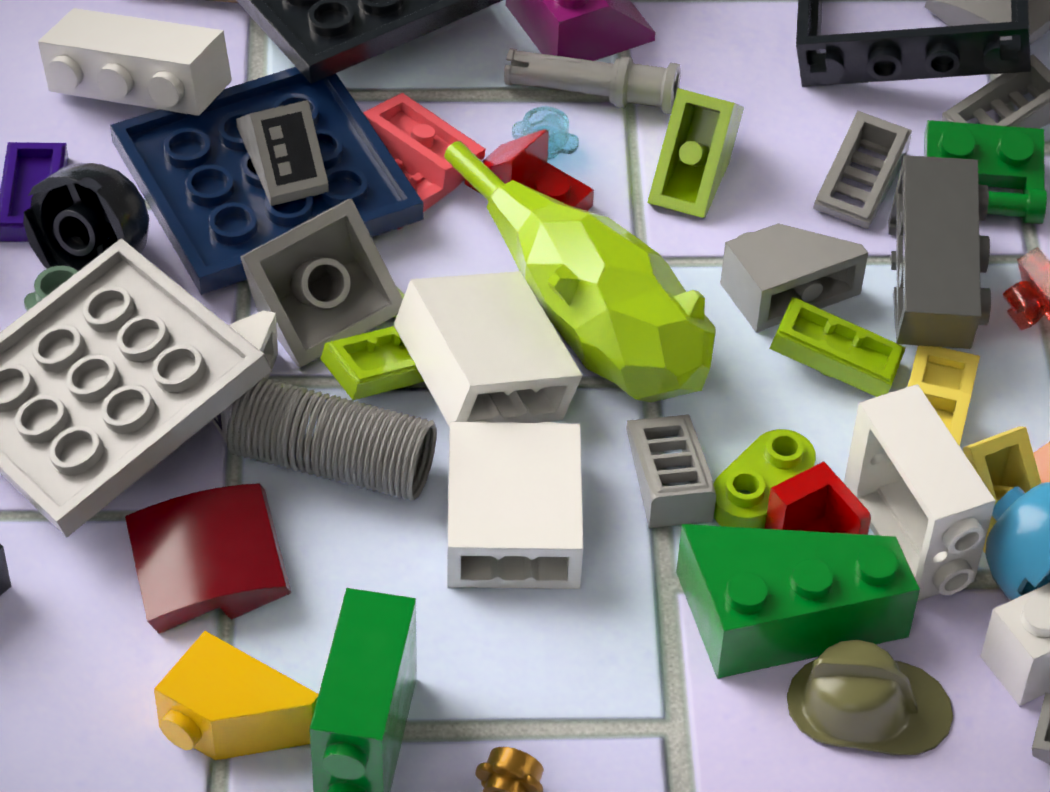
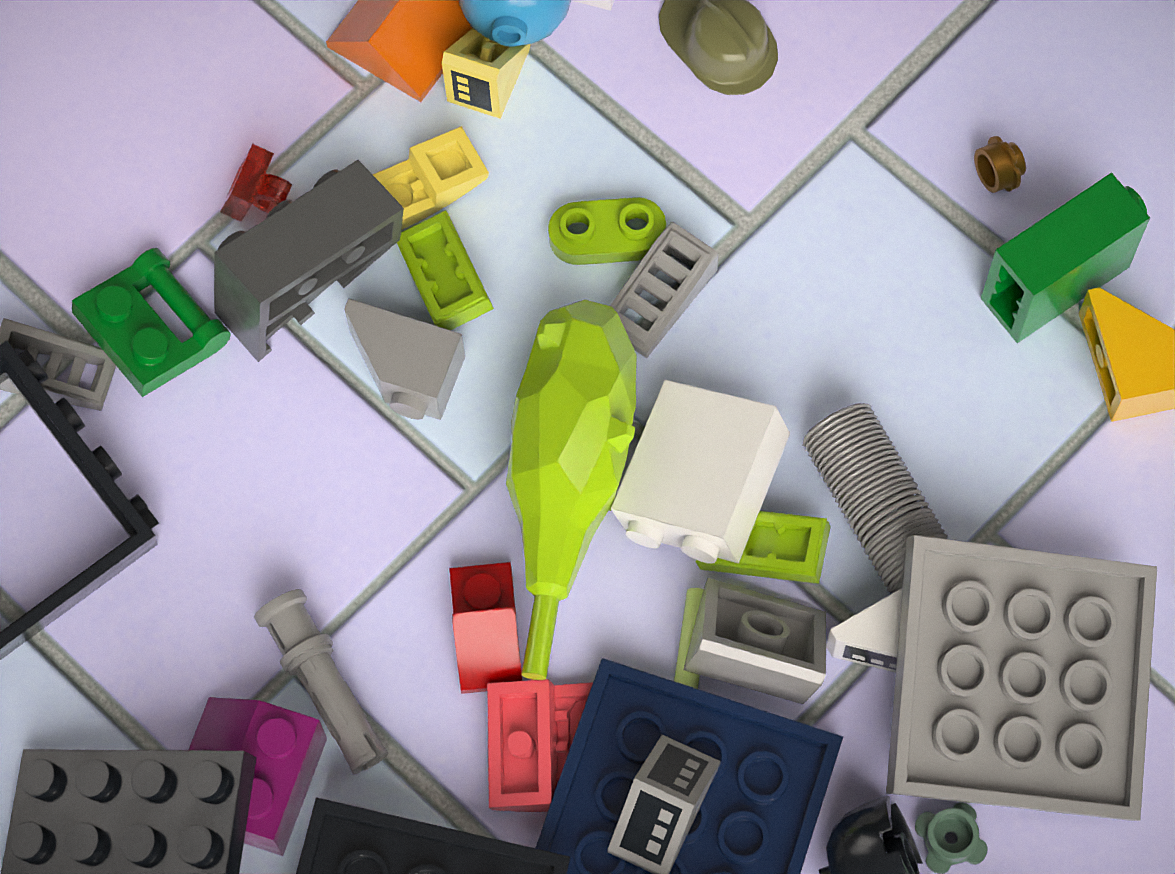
camera: 130 degrees left, 20 degrees up
(207, 555) = (1045, 490): dark red slope -> none
(514, 505) = (803, 342): white brick -> none
(557, 125) = (416, 645): clear light blue plate -> none
(695, 152) = (333, 527): lime slope -> none
(791, 593) = (701, 117): green wedge -> none
(816, 503) = (615, 162): red panel -> none
(875, 136) = (215, 433): light grey slope -> none
(919, 489) = (550, 95): white window -> none

